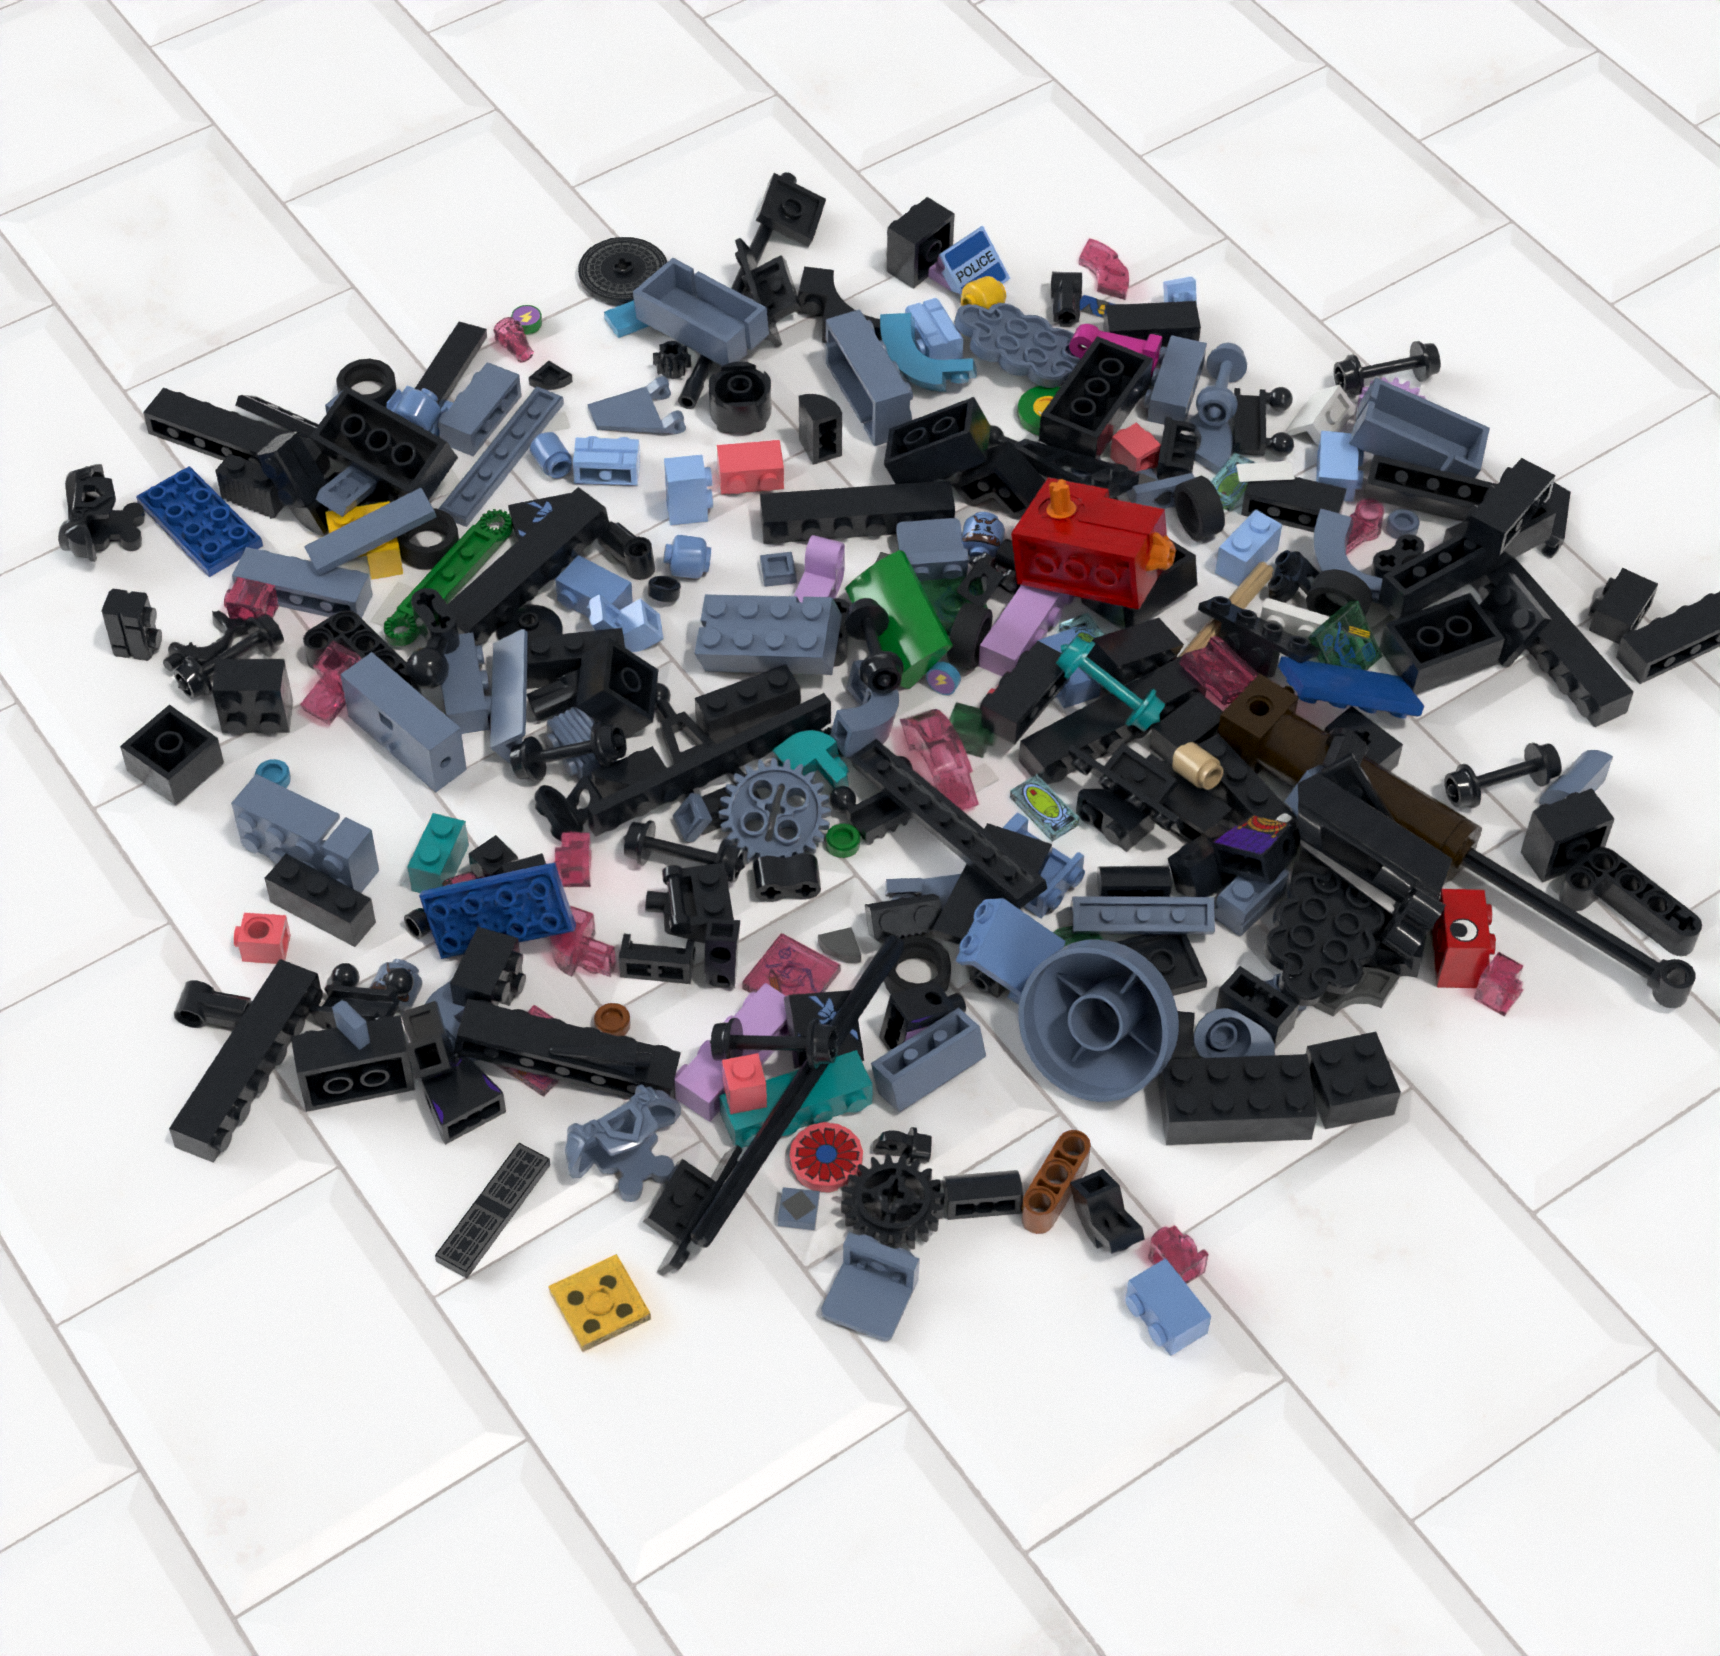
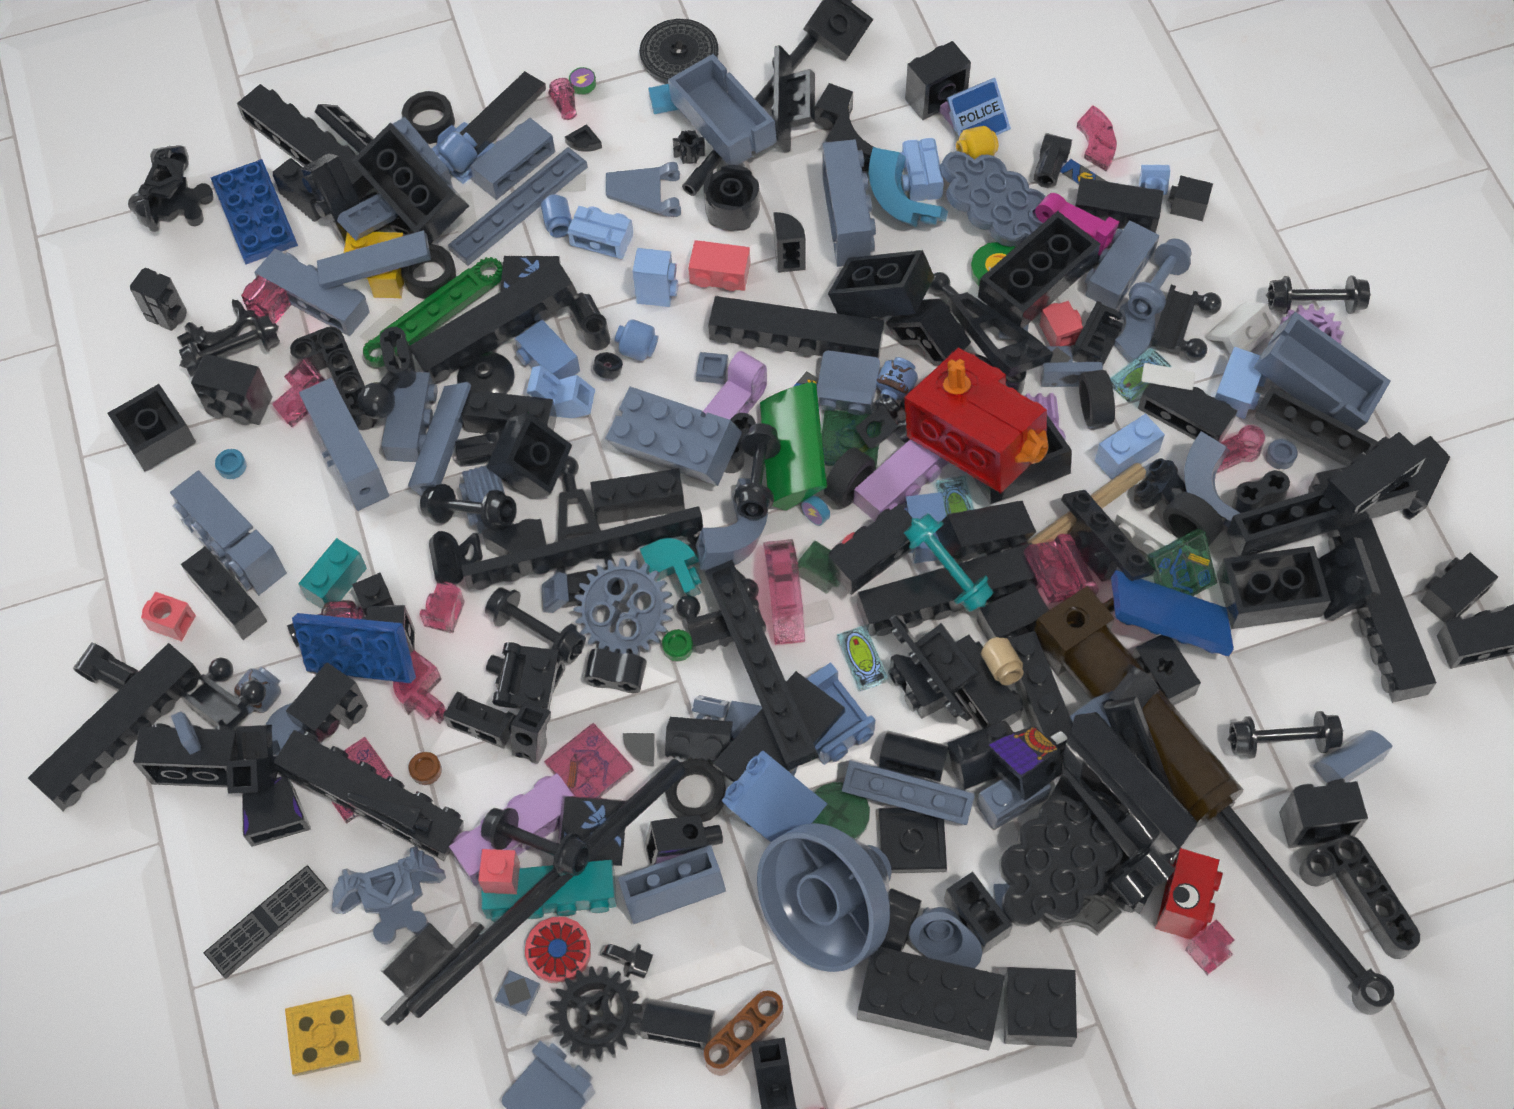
camera: 20 degrees right, 10 degrees up
(1223, 305) = (1190, 198): none -> black brick

